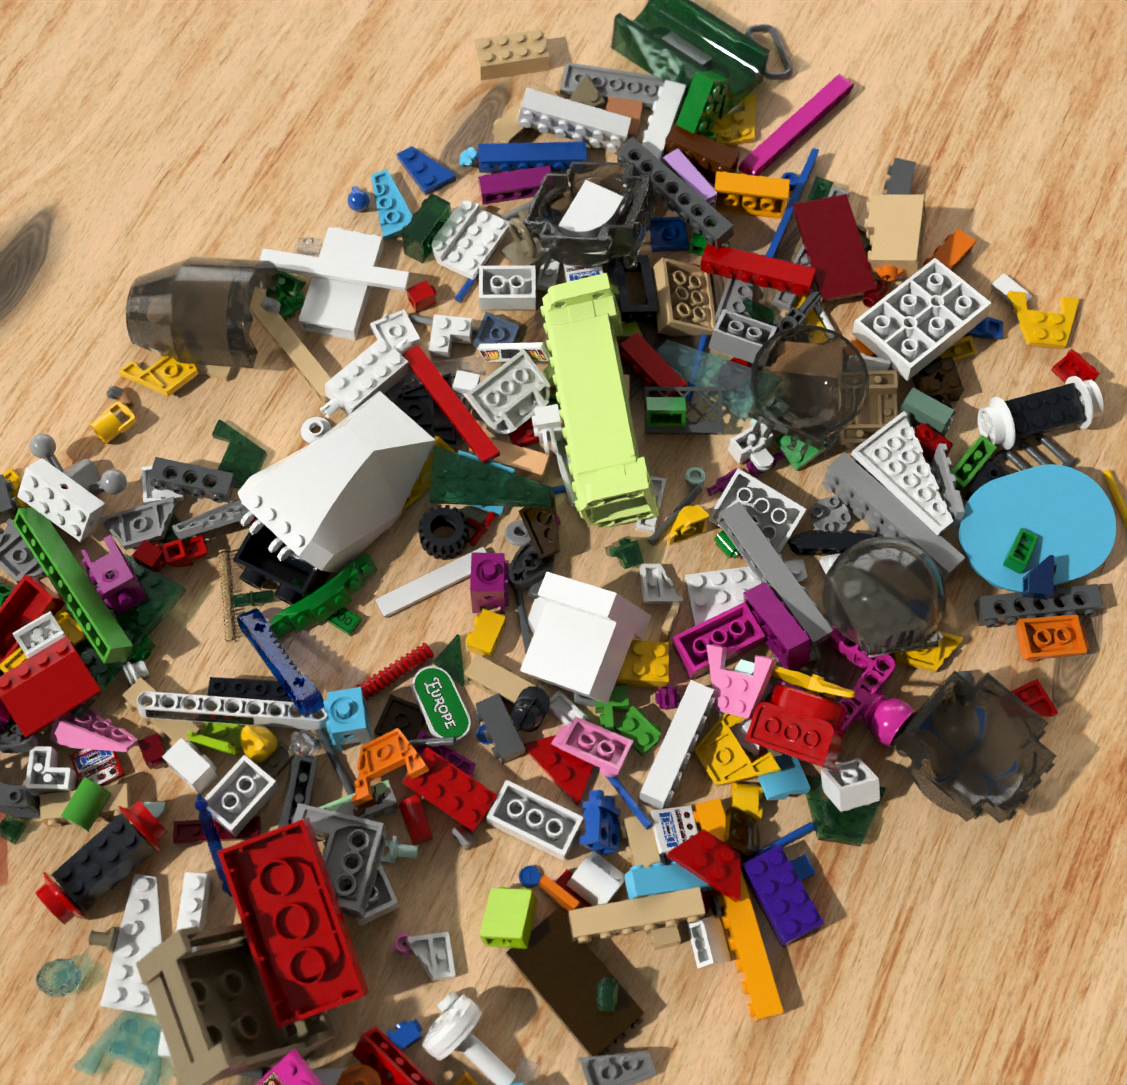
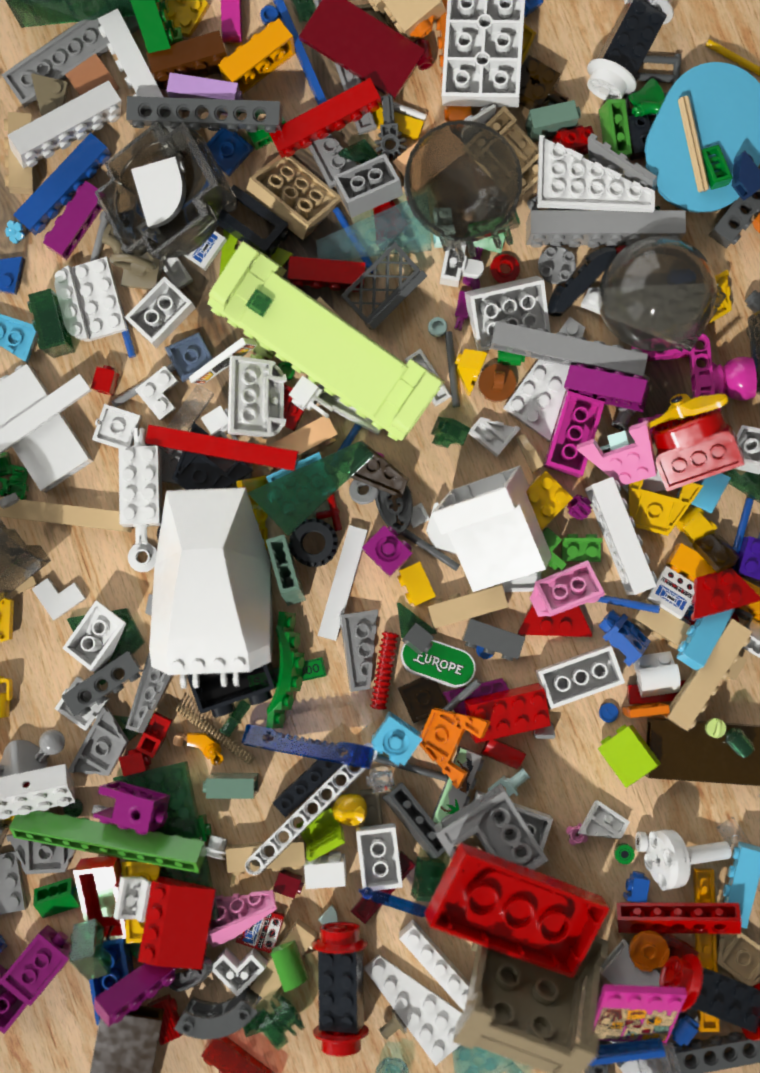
camera: 40 degrees left, 20 degrees up
(31, 840) = (279, 1021): none -> clear green wheel
(75, 546) = (74, 809): none -> clear green piece
(196, 637) = (231, 786): none -> sand green brick
(212, 591) = (205, 743): none -> light orange arm
(223, 444) = (95, 637): none -> white slope
(226, 405) = (55, 602): none -> white tile
(398, 633) = (358, 641): none -> light grey wing
(401, 529) = (285, 570): none -> sand green brick
(424, 999) = (624, 853): none -> green tile
(443, 669) = (418, 639): none -> dark grey brick
(530, 709) = (502, 609): black piece -> none
(577, 325) = (259, 303): none -> clear green tile
(600, 965) = (715, 727): none -> yellowish green tile
(666, 411) = (374, 300): green brick -> none
(698, 554) = (497, 382): none -> dark orange tile
(795, 478) = (504, 277): none -> red piece
(1014, 462) = (648, 99): none -> green arm
(1018, 518) = (693, 144): none -> tan axle

